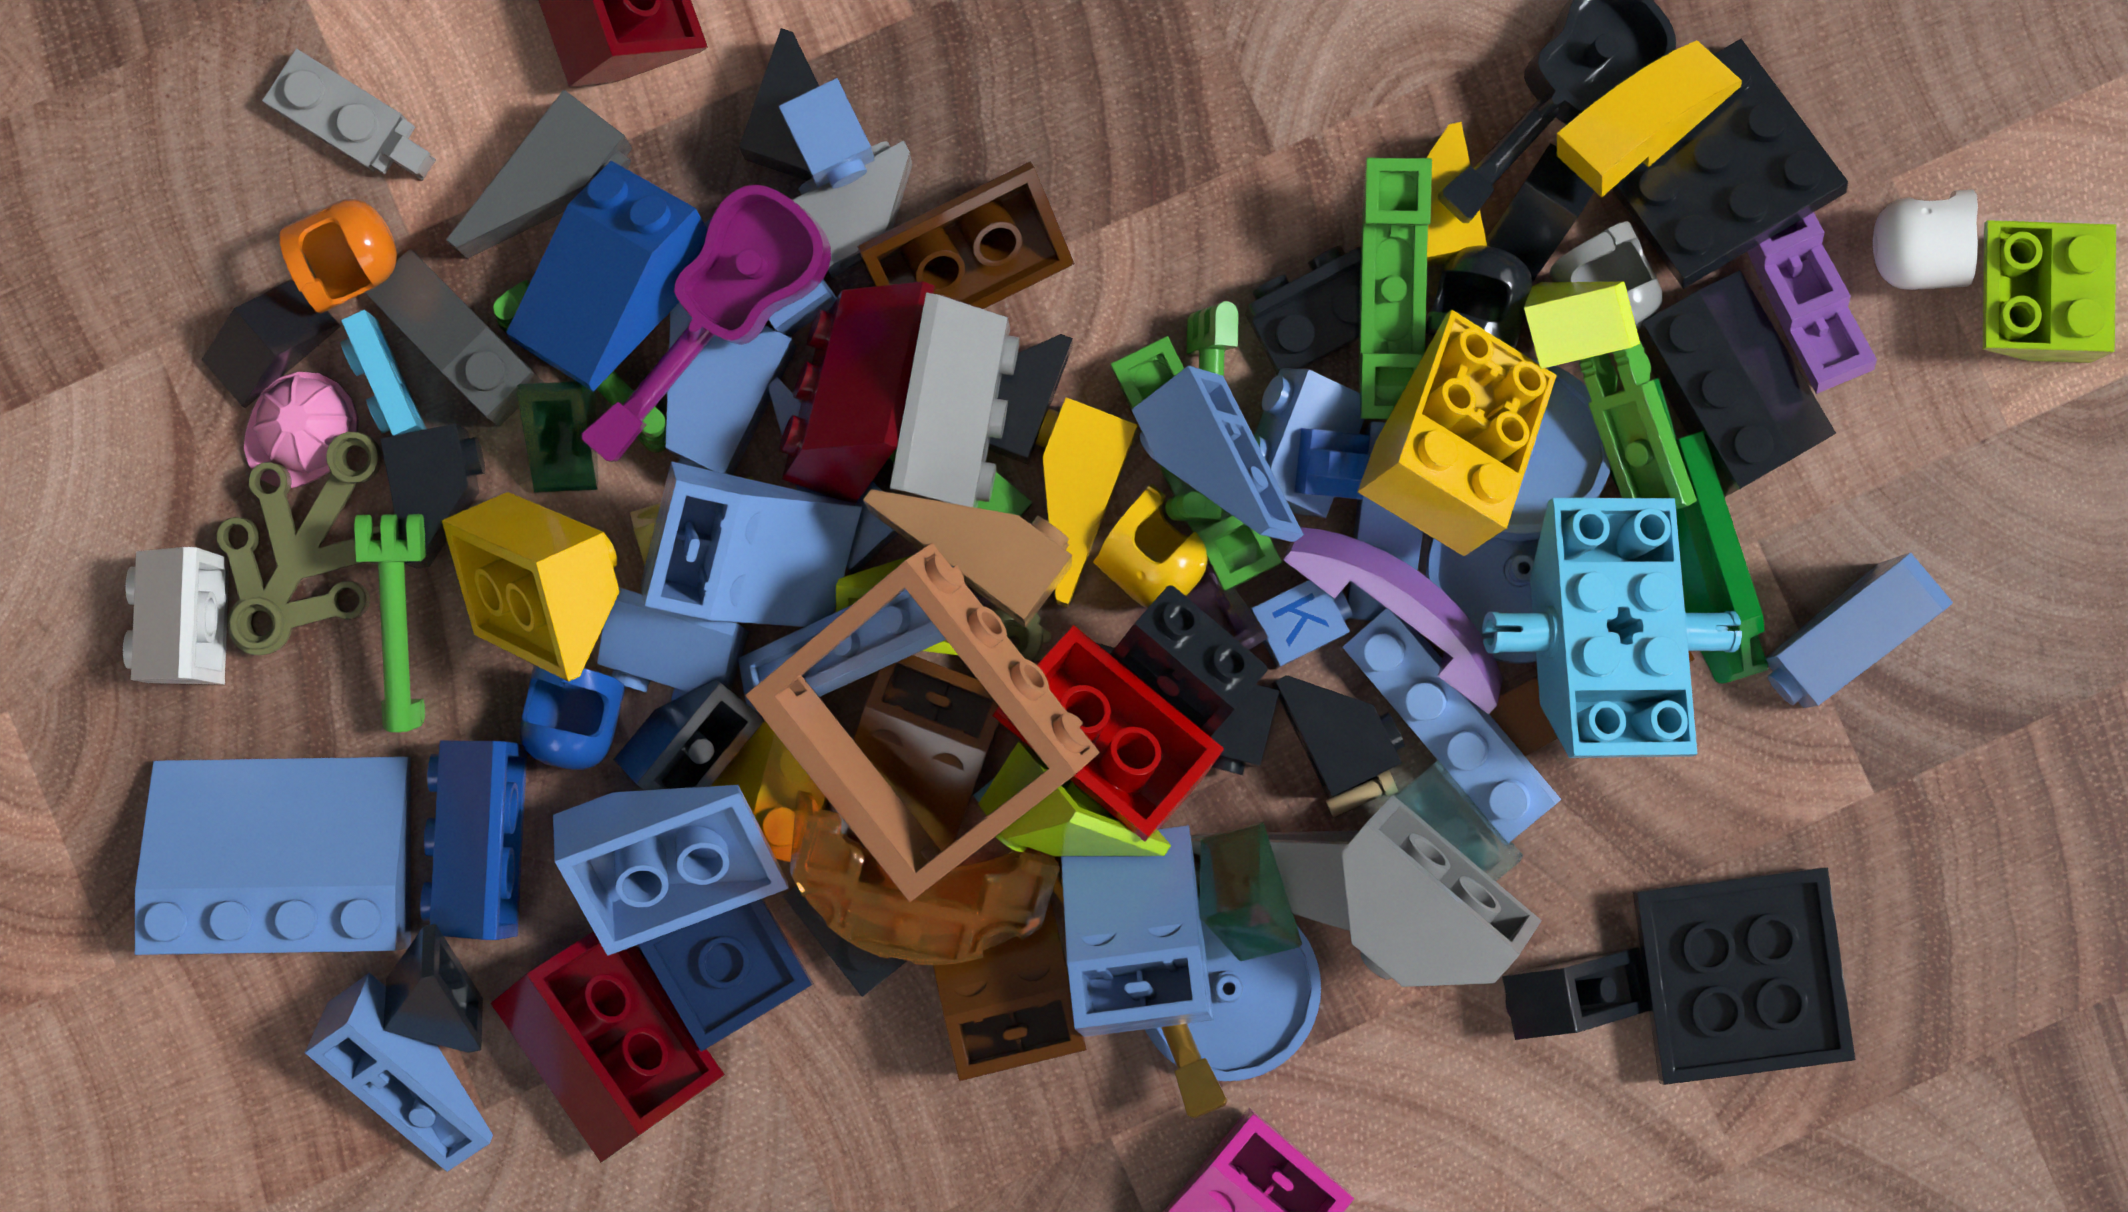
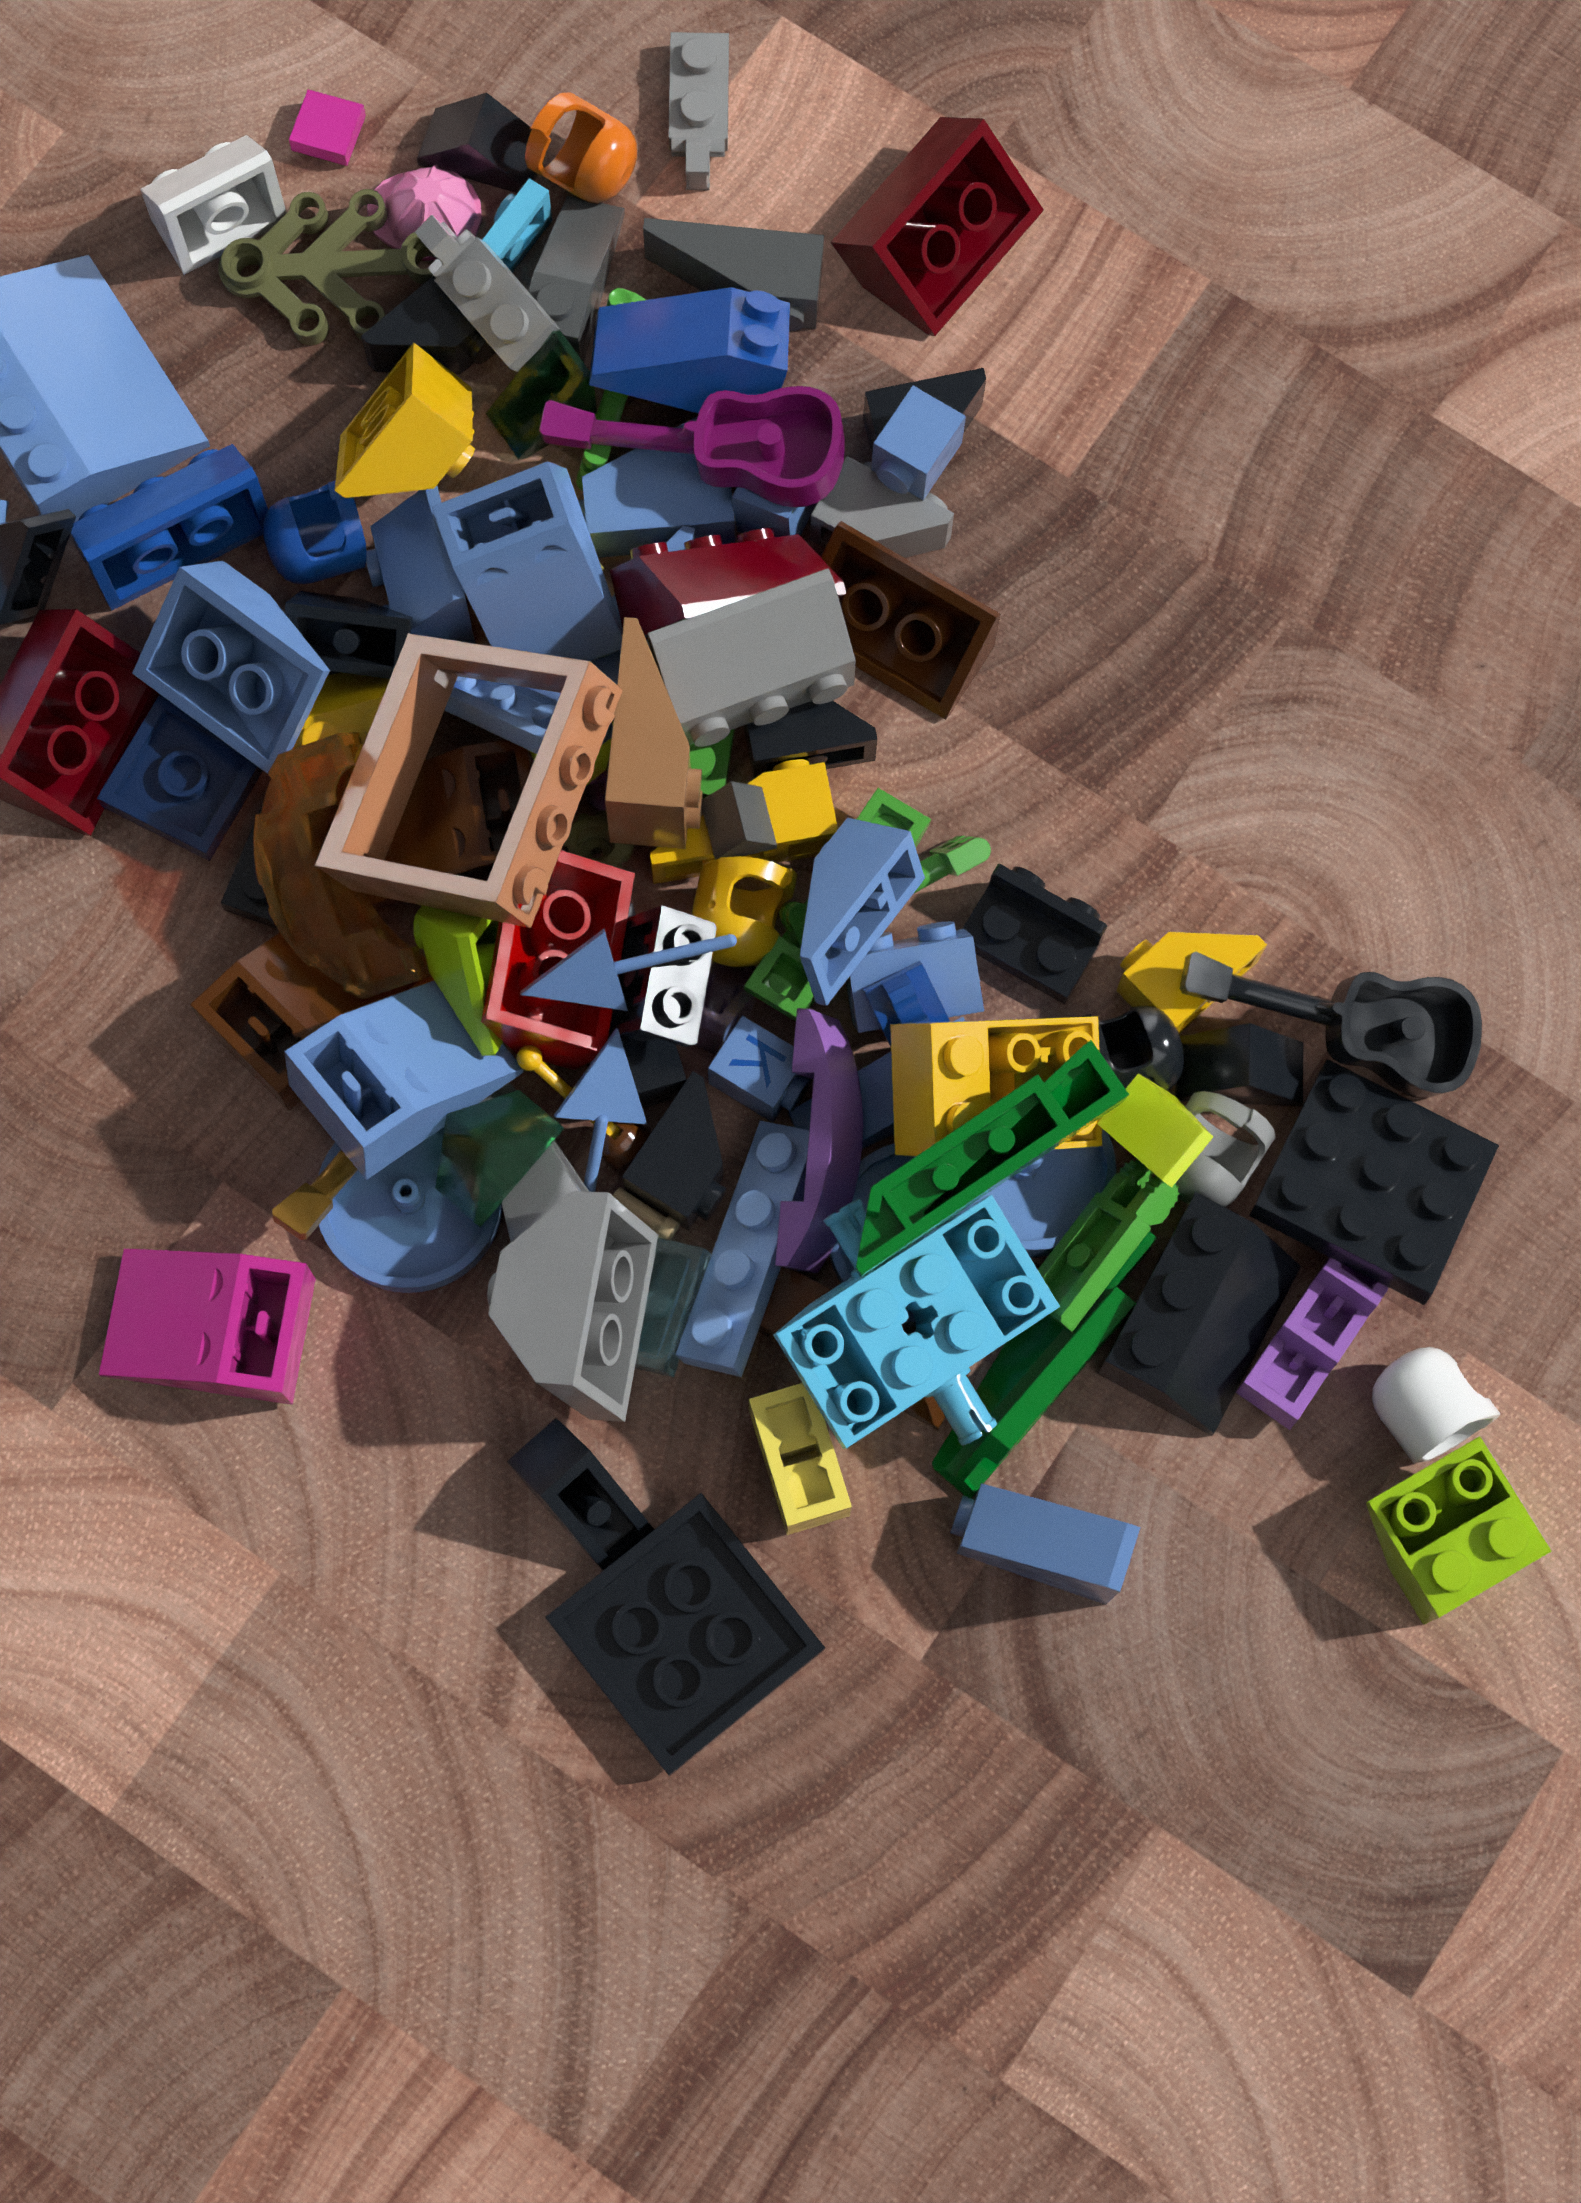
camera: 55 degrees right, 10 degrees down
(160, 469) = (327, 127): none -> dark pink tile
(398, 709) = (367, 313): bright green hinge -> none
(440, 427) = (487, 293): none -> light grey hinge
(1080, 506) = (738, 821): none -> dark grey slope
(1162, 718) = (591, 975): none -> medium blue piece
(1254, 771) = (603, 1095): none -> medium blue piece
(1284, 778) = (621, 1139): none -> hinge
(1392, 279) = (1099, 960): bright green slope -> none
(1534, 486) = (986, 1154): none -> green wedge
(1645, 116) = (1374, 1089): yellow slope -> none
(1664, 795) = (799, 1459): none -> light yellow brick

